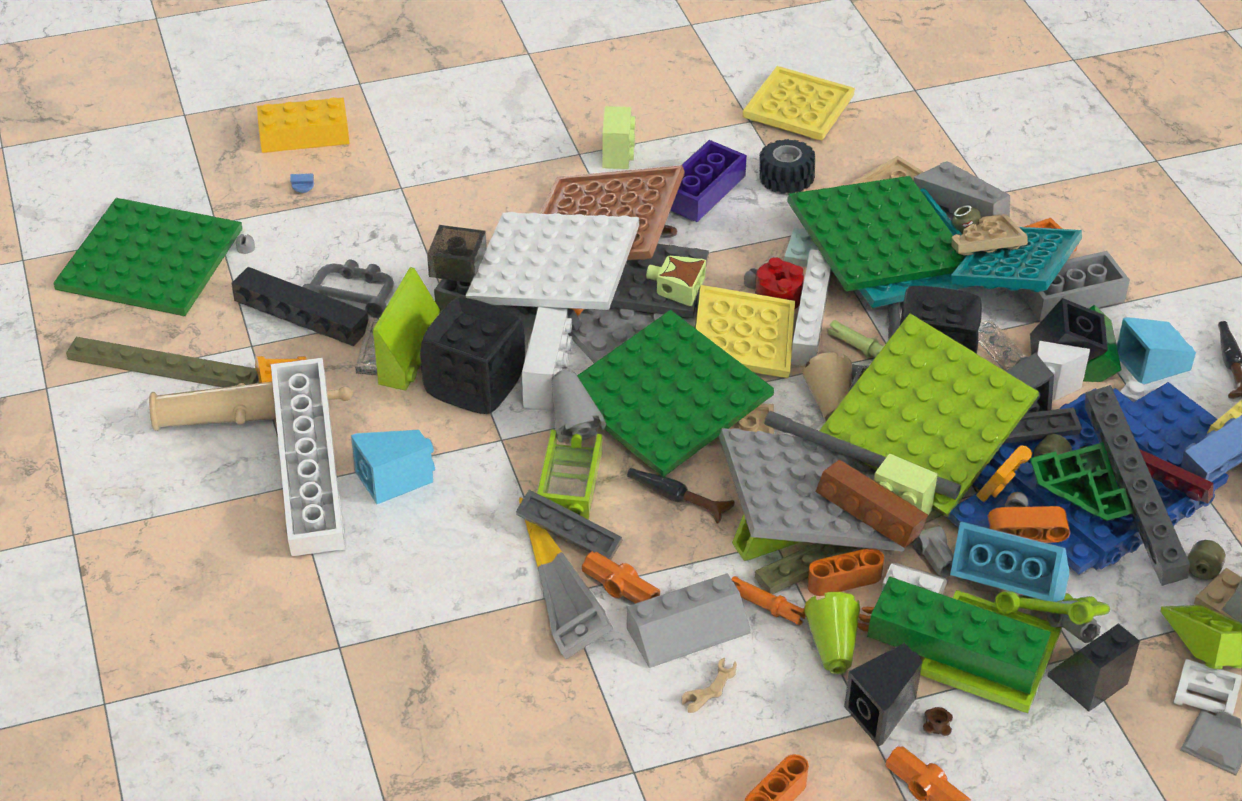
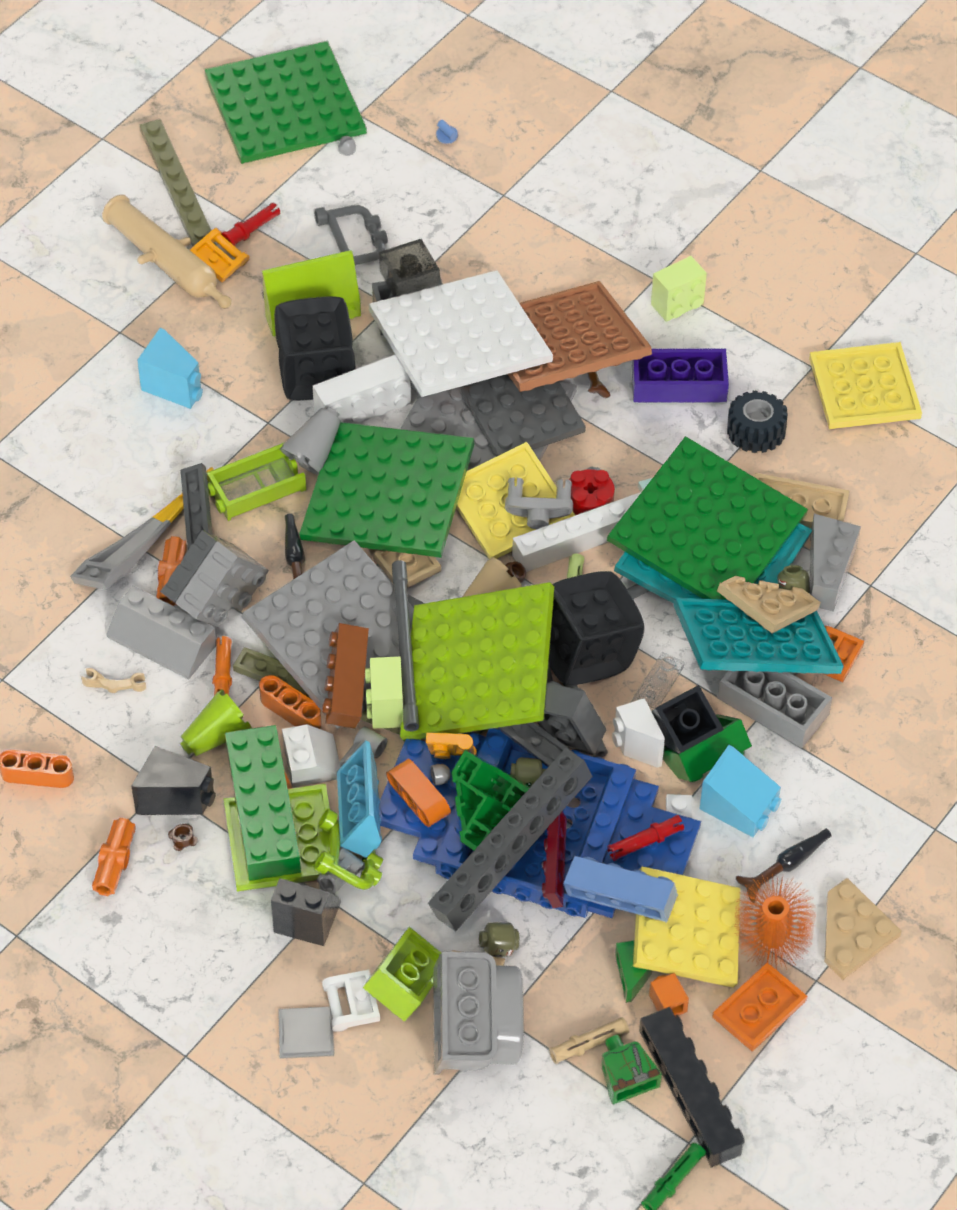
camera: 55 degrees right, 10 degrees up
(269, 346) = (242, 230): none -> red pin
(300, 306) = (298, 212): black brick -> none
(302, 124) = (512, 89): yellow brick -> none
(307, 457) = (128, 317): white brick -> none
(679, 278) = (516, 423): yellowish green torso -> none
(680, 540) = (214, 579): none -> light grey piece
(777, 314) = (538, 510): none -> light grey connector
(1174, 405) = (655, 833): none -> red pin

